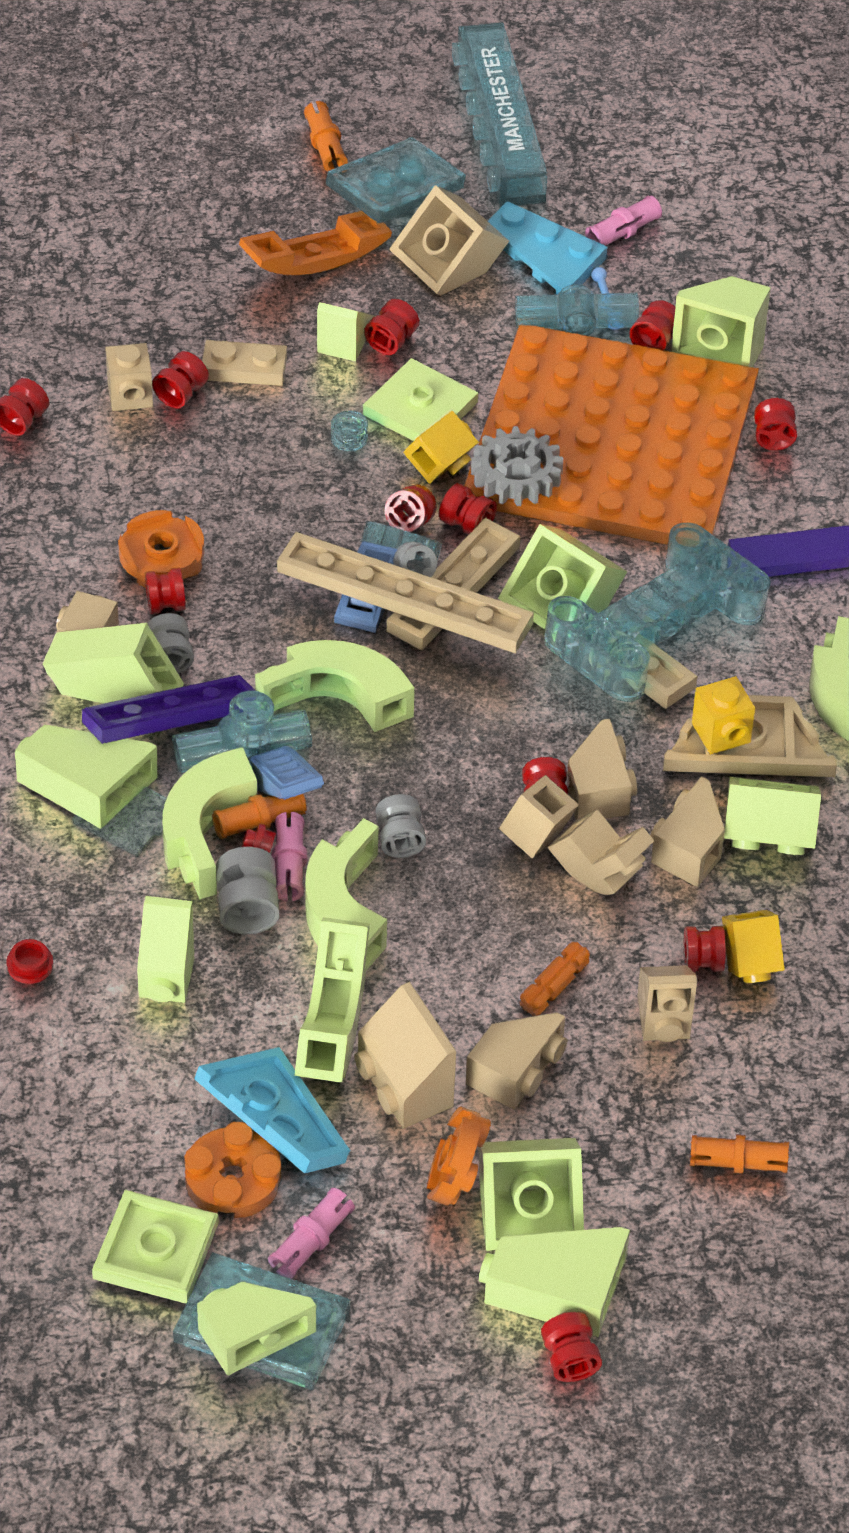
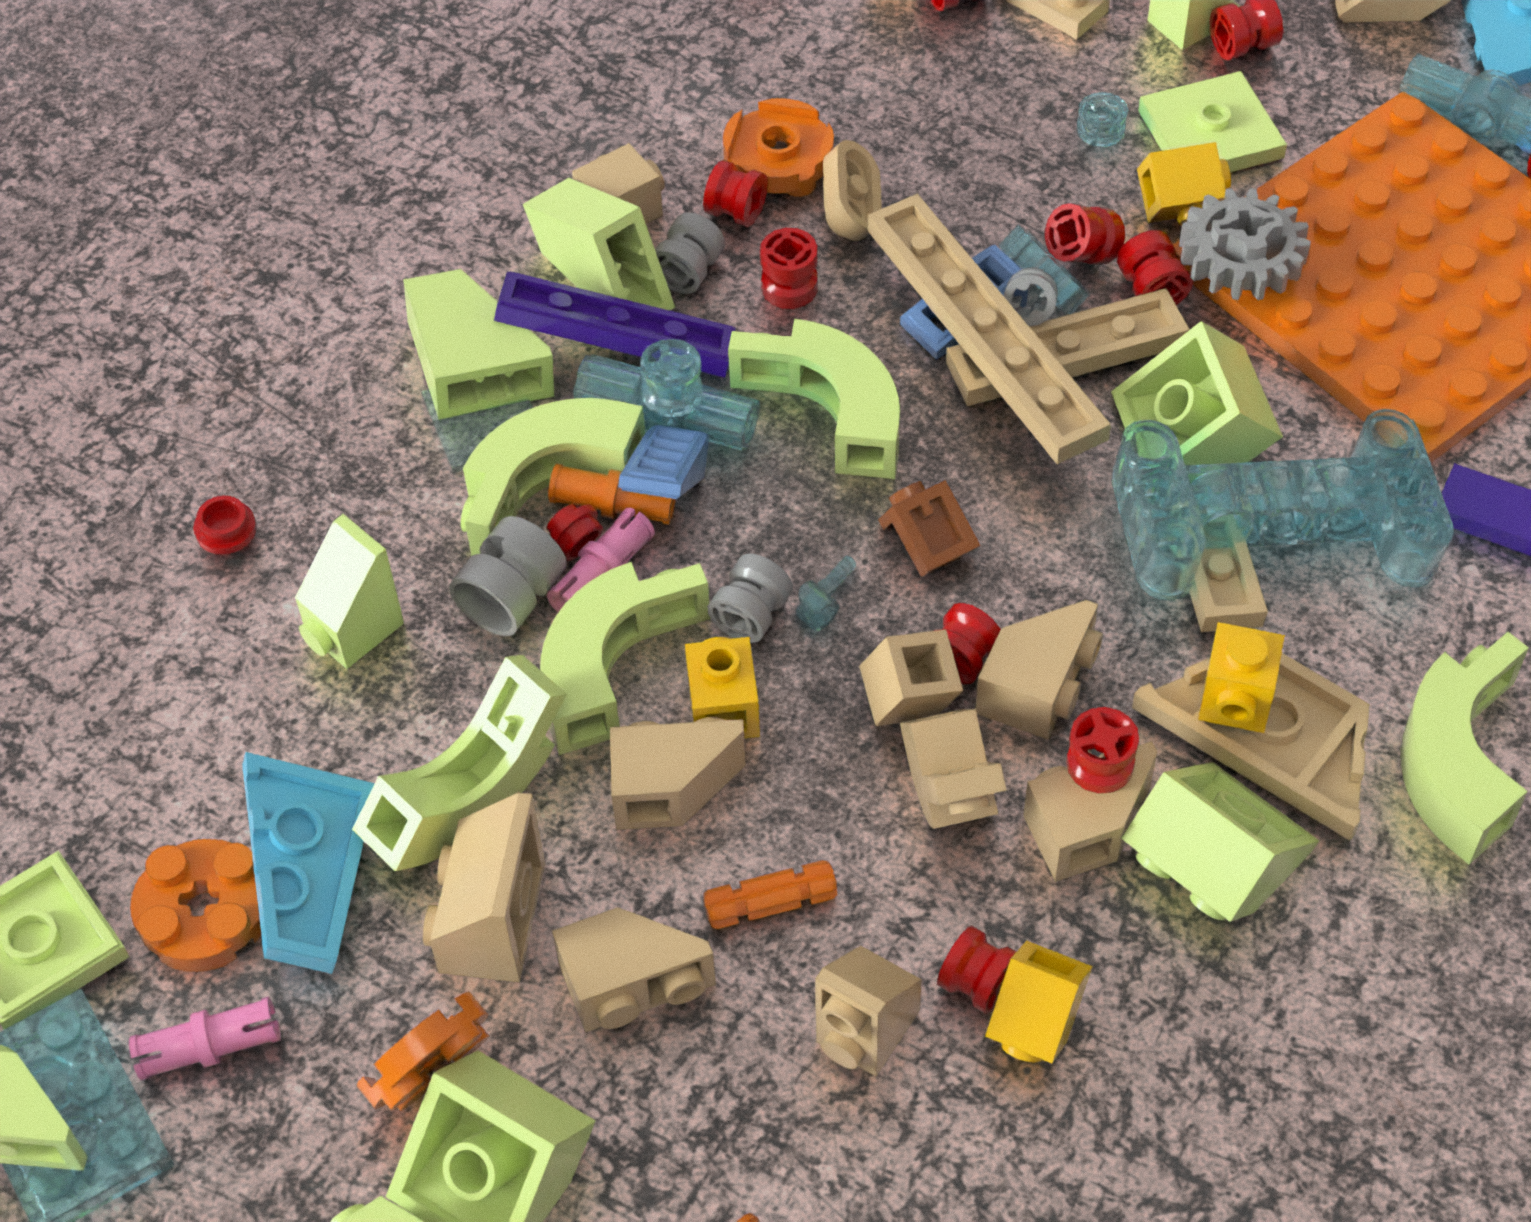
camera: 40 degrees right, 5 degrees up
(243, 620) = (789, 268): none -> red wheel
(244, 559) = (850, 189): none -> tan plate
(432, 884) = (723, 681): none -> yellow brick
(438, 810) = (816, 600): none -> clear light blue hand
(439, 945) = (671, 769): none -> tan slope
(466, 728) = (930, 525): none -> dark orange bracket
(686, 792) = (1112, 735): none -> red wheel

